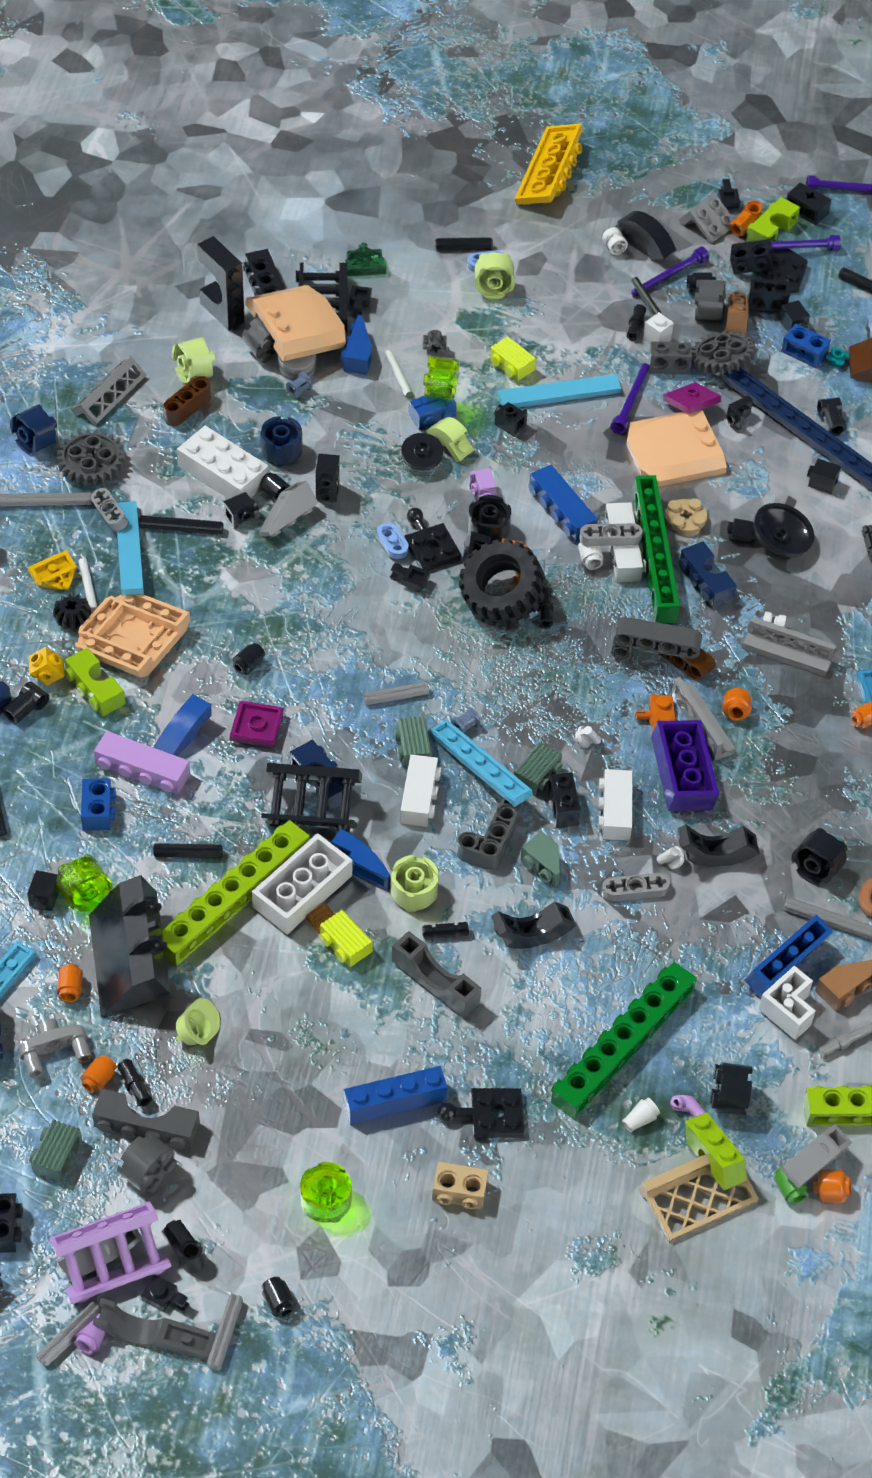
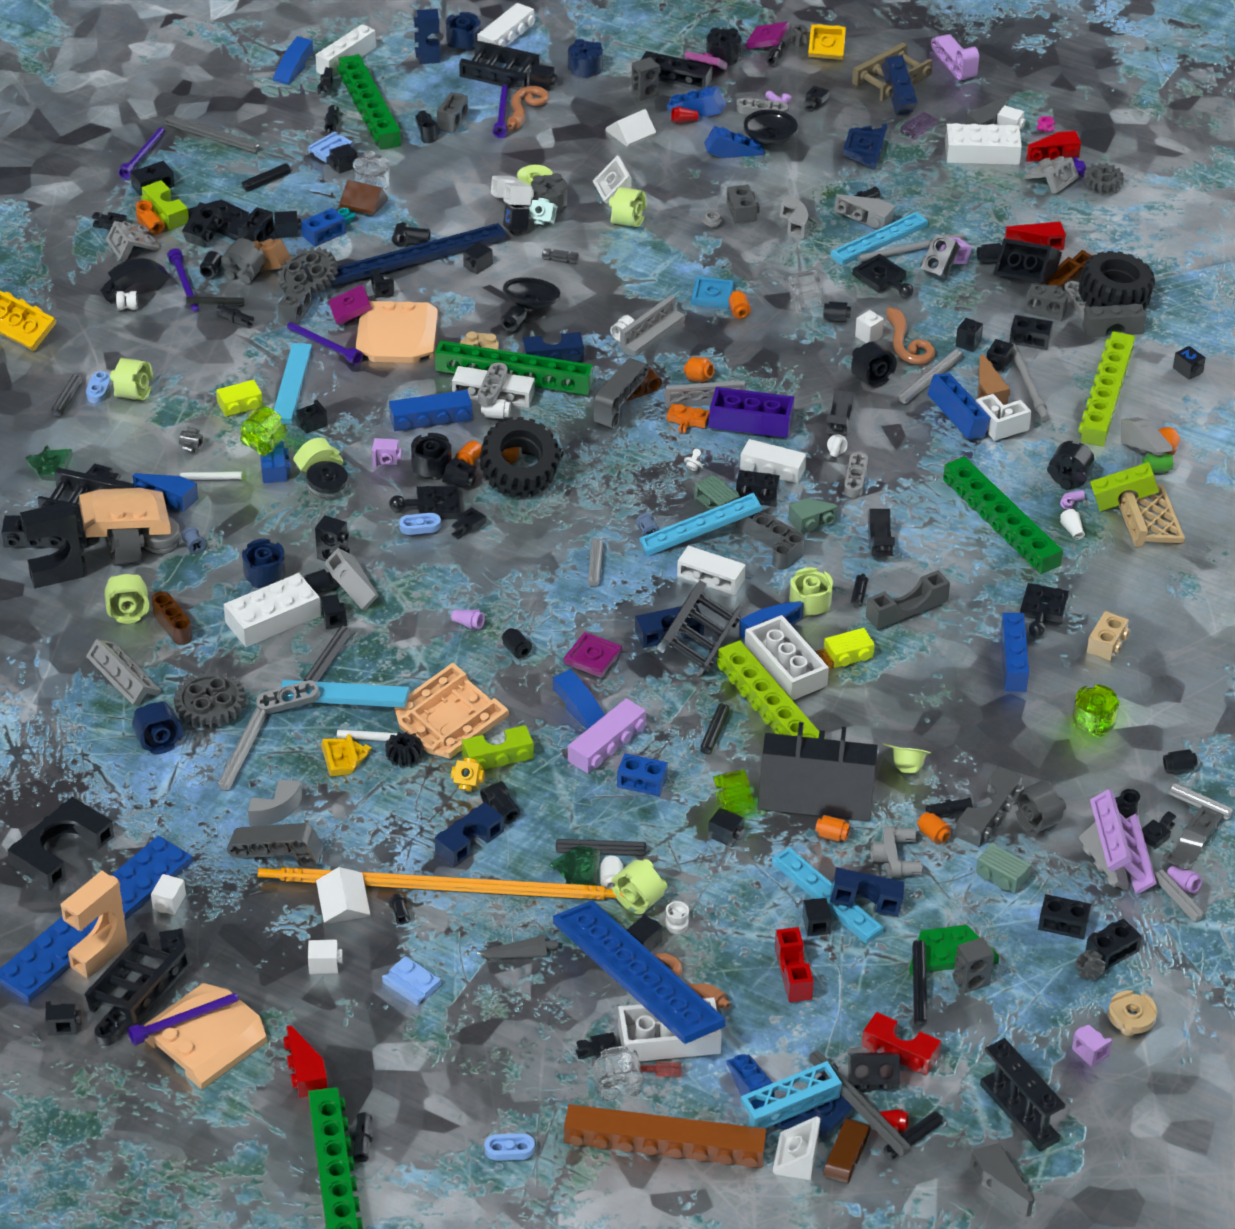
camera: 70 degrees left, 10 degrees down
(270, 615) = (469, 618): none -> lavender cone
(412, 737) = (656, 561): sand green brick -> none
(658, 329) = (257, 303): white brick -> none
(832, 243) = (208, 180): dark purple piece -> none

